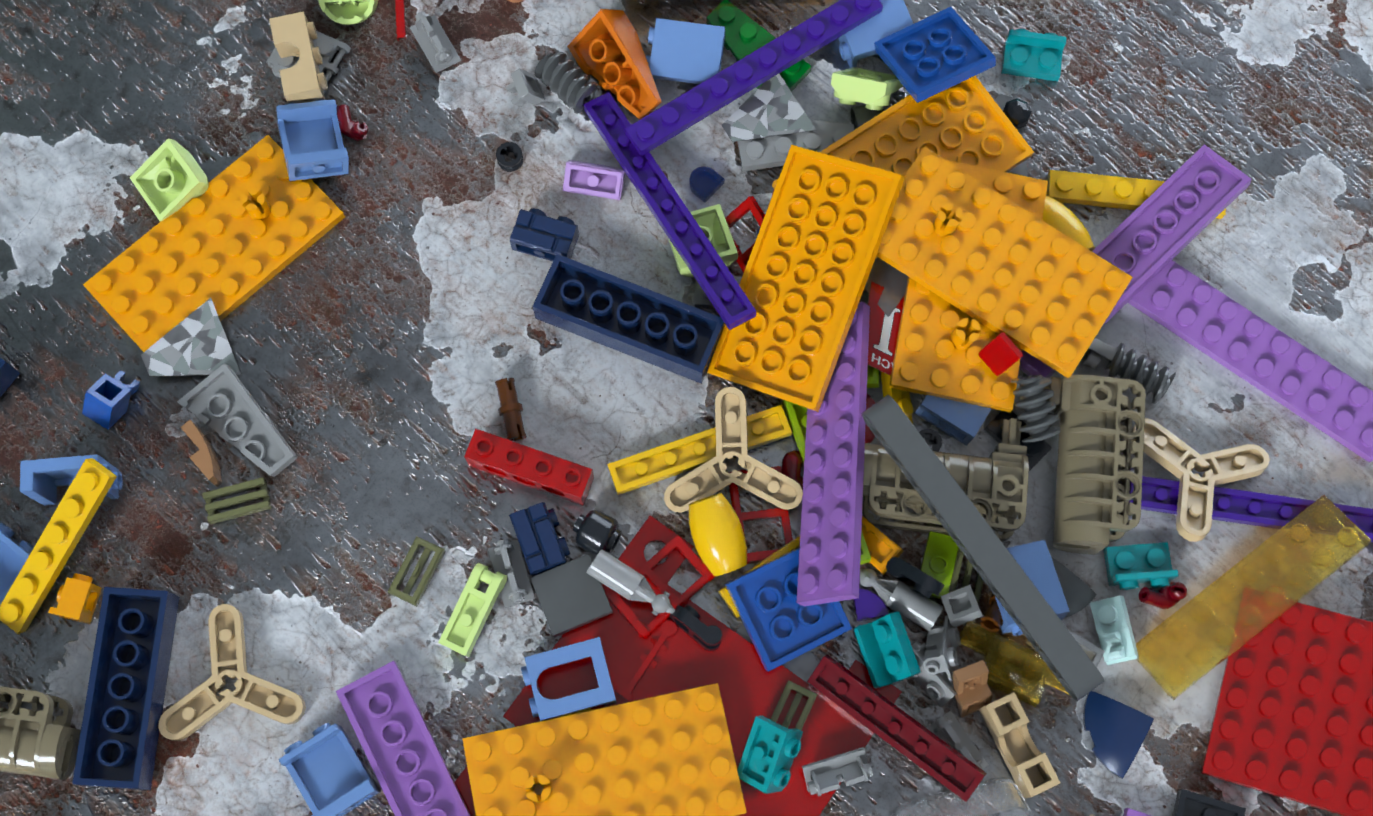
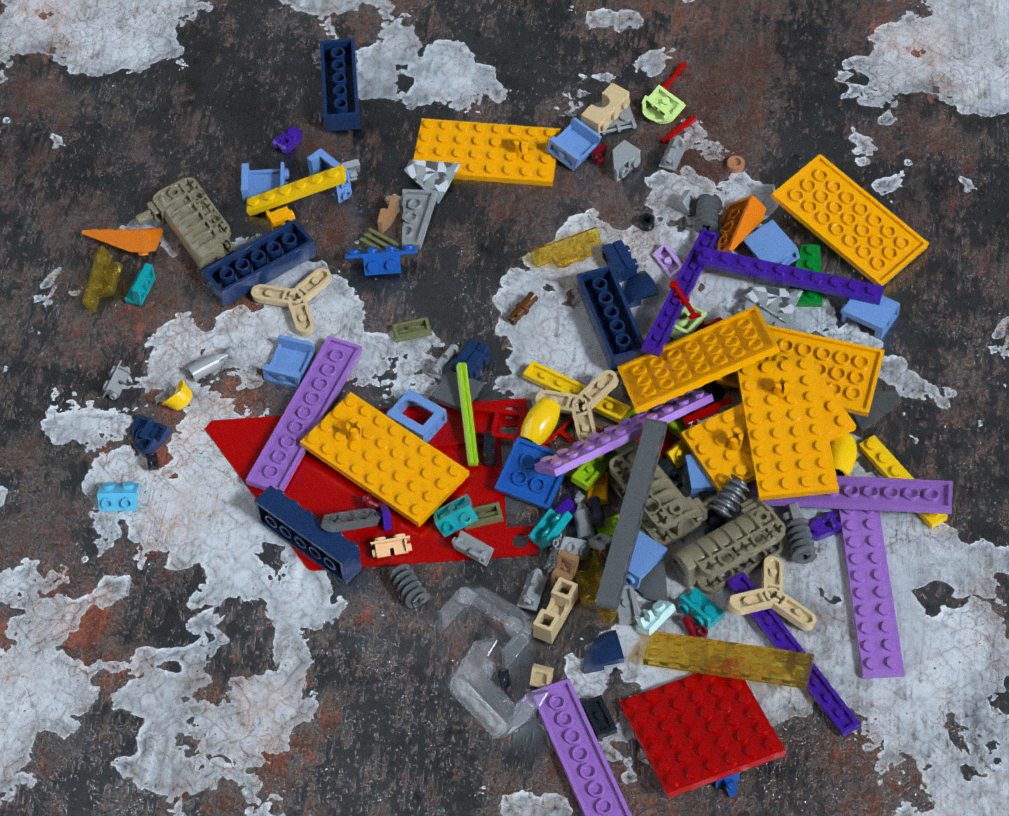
camera: 55 degrees right, 20 degrees down
(80, 440) = (353, 167): none -> light grey tile
(108, 399) = (379, 162): blue brick -> none
(170, 179) = (502, 110): yellowish green slope -> none
(271, 521) = (381, 260): none -> blue bracket
(389, 103) = (625, 159): none -> light grey slope
(472, 610) = (413, 359): yellowish green plate -> none
(473, 282) = (567, 250): none -> clear yellow bracket
(529, 467) = (501, 333): red brick -> none
(597, 532) = (495, 379): black head -> none
(605, 245) = (639, 288): none -> dark blue brick
(626, 614) = (467, 414): none -> lime axle
(627, 582) = (482, 402): light grey wheel -> none
(657, 208) = (674, 285): none -> red piece
(705, 182) = (715, 304): clear blue tile -> none
(865, 87) = (830, 325): yellowish green slope -> none
(897, 728) = (515, 554): dark red plate -> none
(934, 54) = (873, 335): blue plate -> none
(1000, 354) = (738, 460): red slope -> none
(1017, 112) = (890, 401): black tile -> none
(1033, 54) = (931, 387): teal bracket -> none
(1132, 337) = (819, 529): none -> dark purple plate

